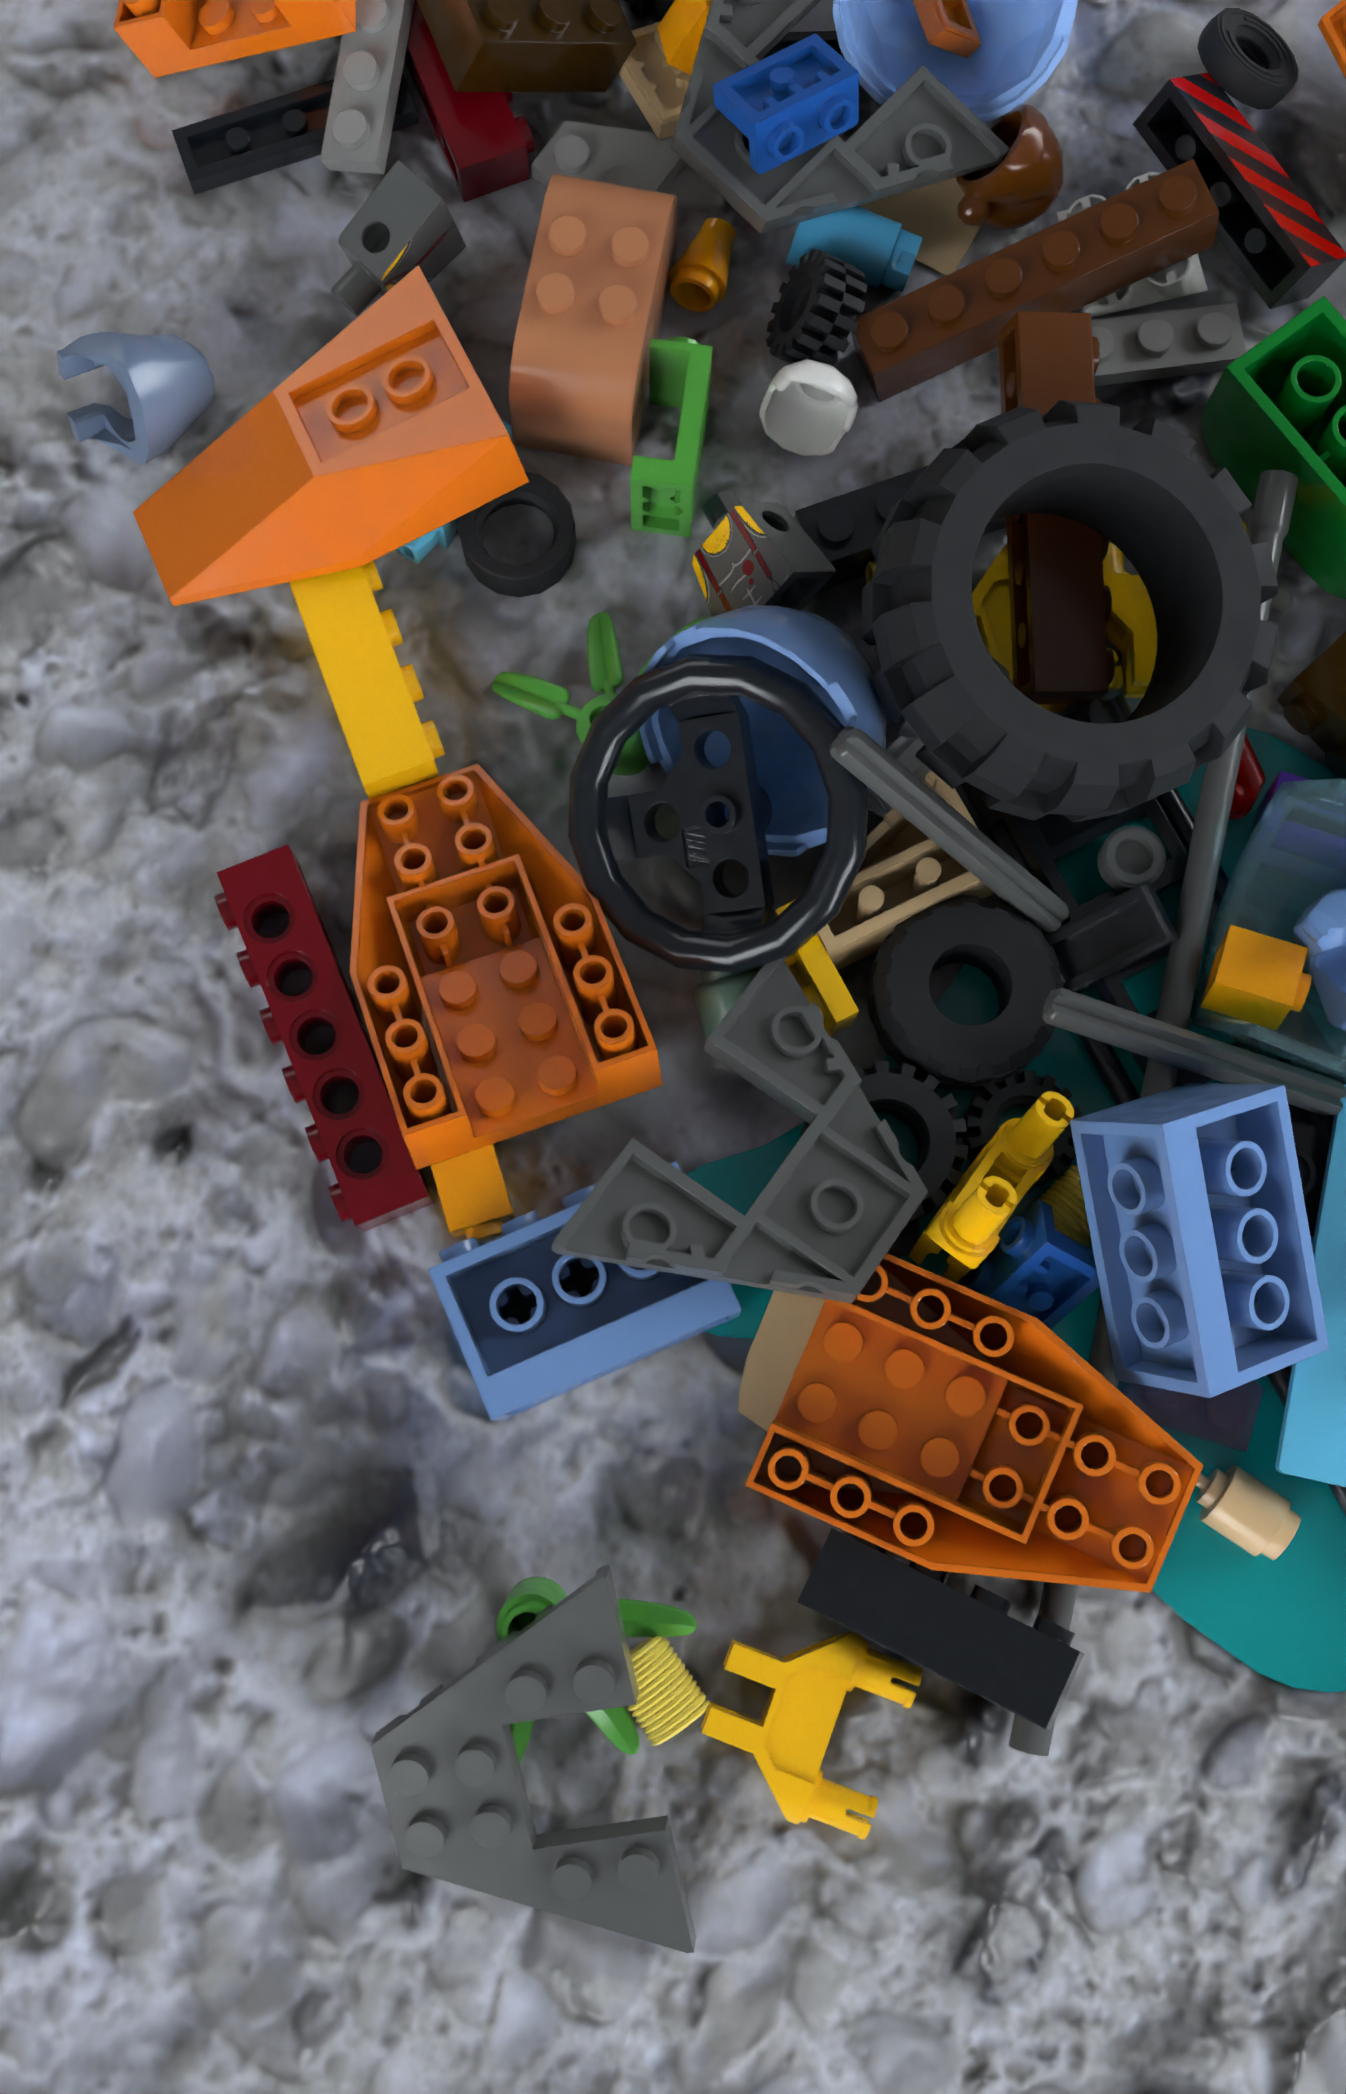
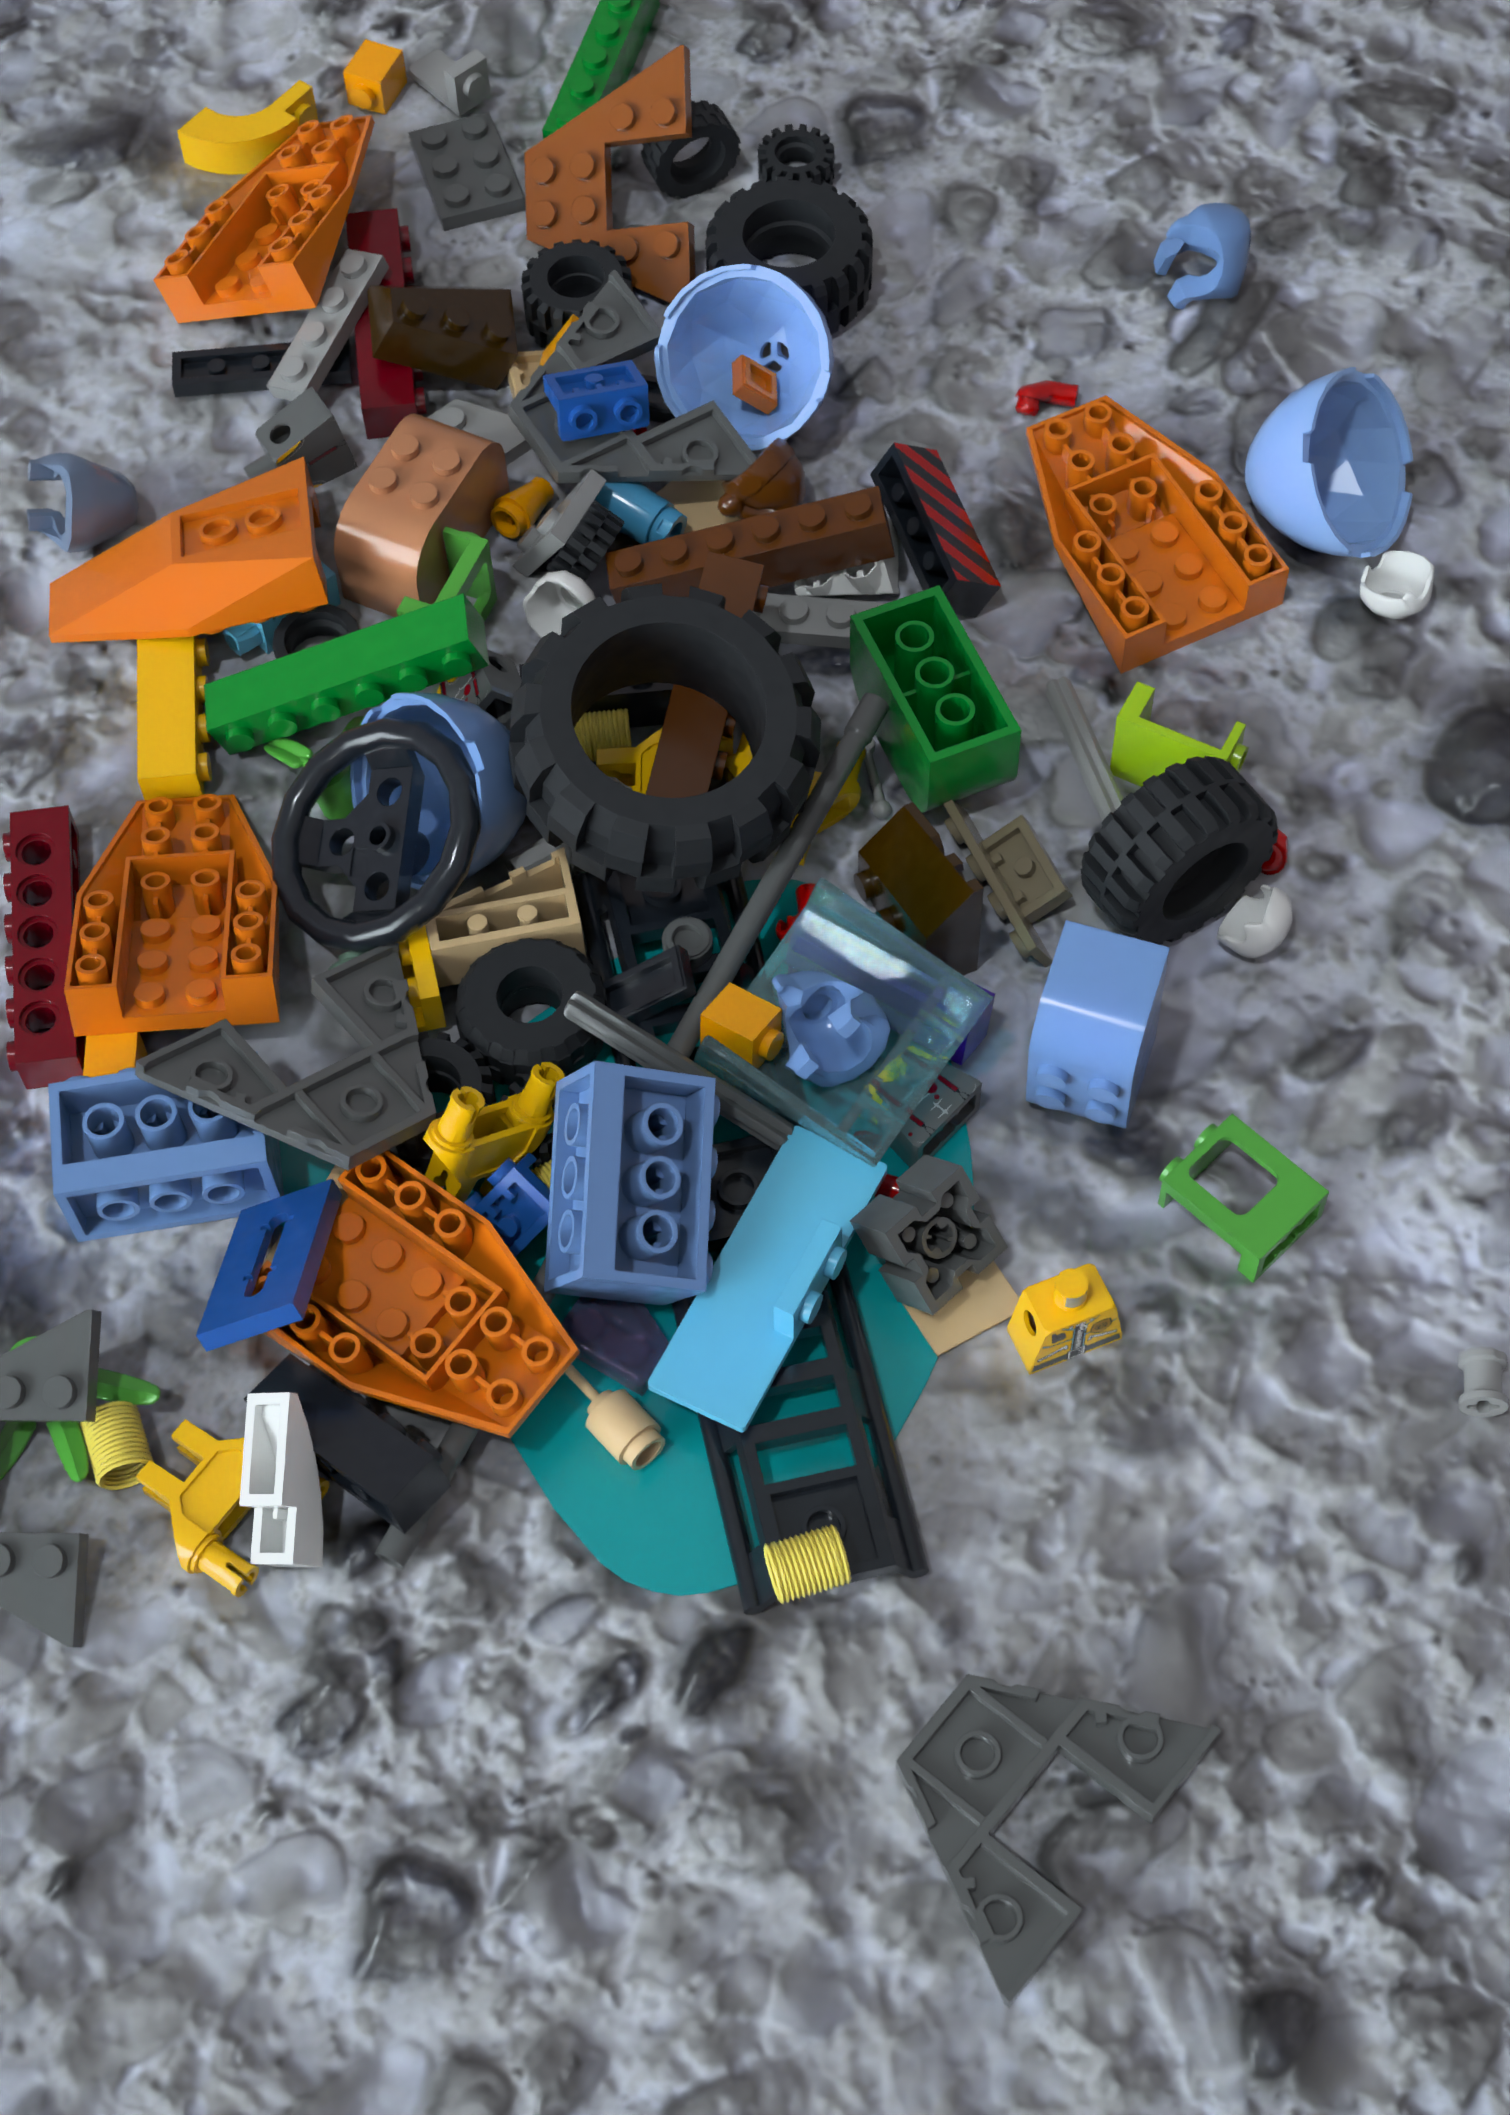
camera: 20 degrees right, 20 degrees down
(588, 580) = (346, 674): none -> green brick
(776, 293) = (557, 525): none -> light grey wing
(834, 1493) = (231, 1309): none -> blue piece
(887, 1710) = (281, 1483): none -> white slope
(948, 828) = (539, 874): dark grey axle -> none
(1247, 58) = (963, 462): black tyre -> none

